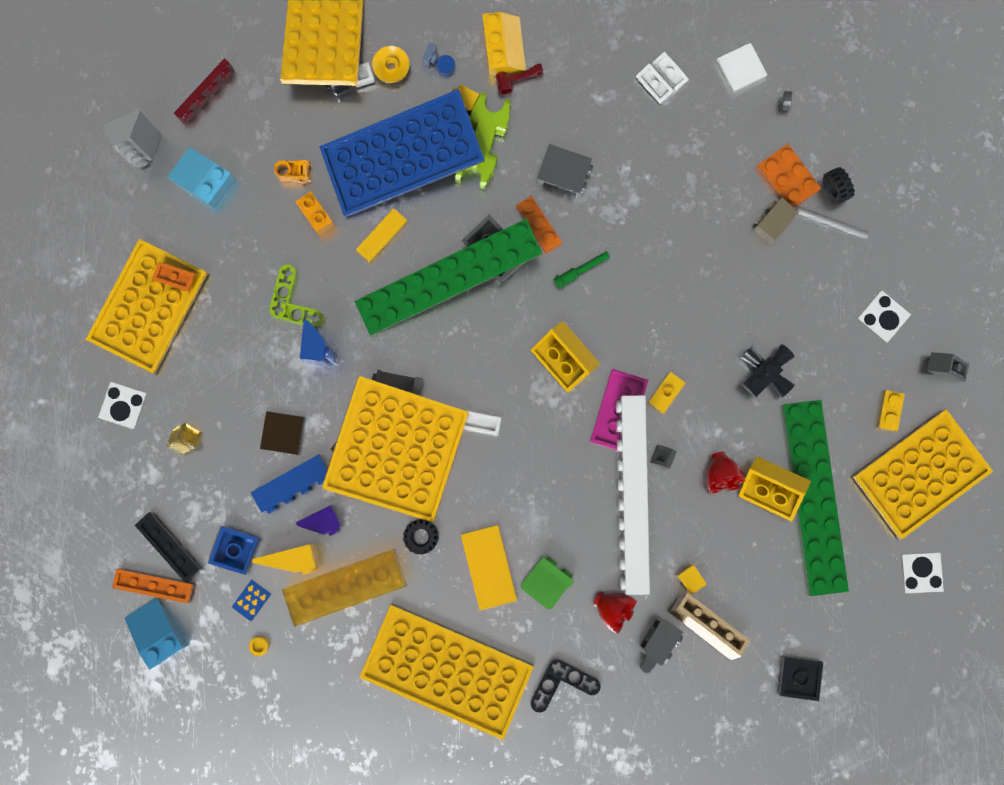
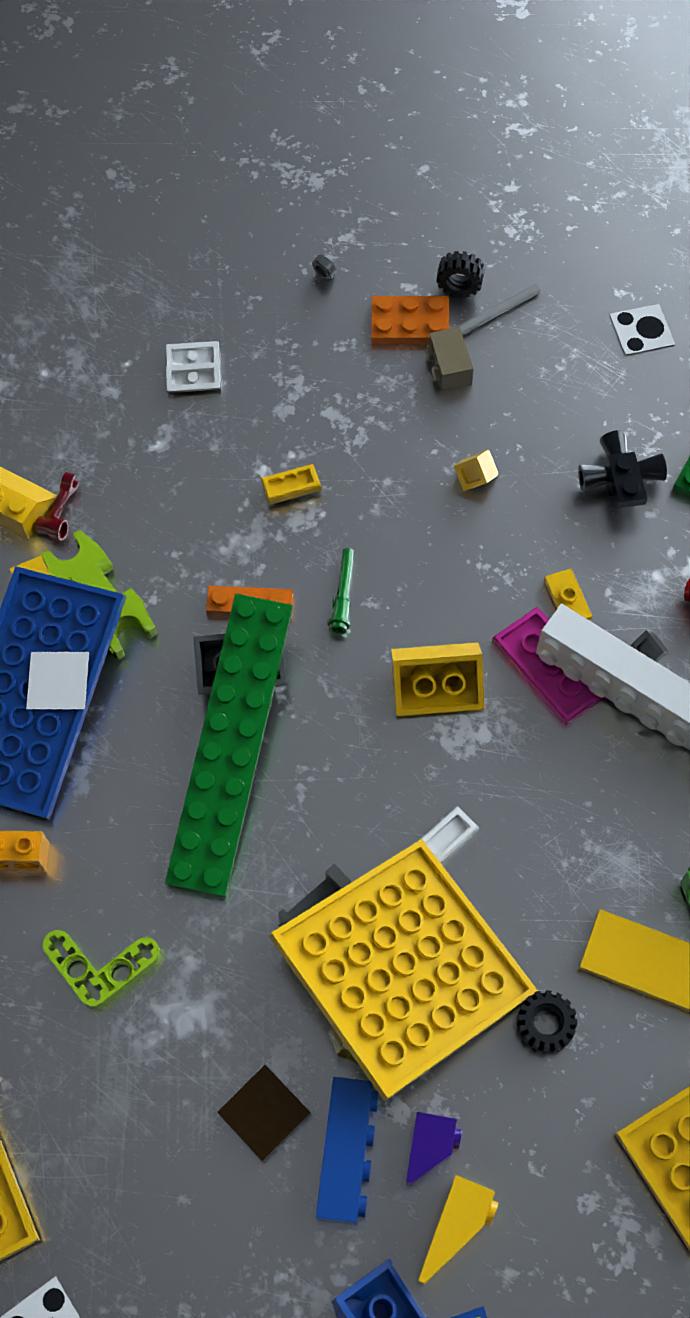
camera: 50 degrees left, 20 degrees down
(183, 439) = (164, 1266): clear yellow panel -> none
(315, 348) = (187, 965): blue slope -> none
(344, 587) = (548, 1183): clear yellow brick -> none
(381, 235) = (109, 792): yellow tile -> none
(414, 163) = (57, 680): none -> white sticker
(565, 169) = (209, 527): dark grey panel -> none
(626, 192) = (291, 484): none -> yellow plate
(710, 287) = (476, 470): none -> yellow panel
(741, 67) = (250, 288): white tile -> none

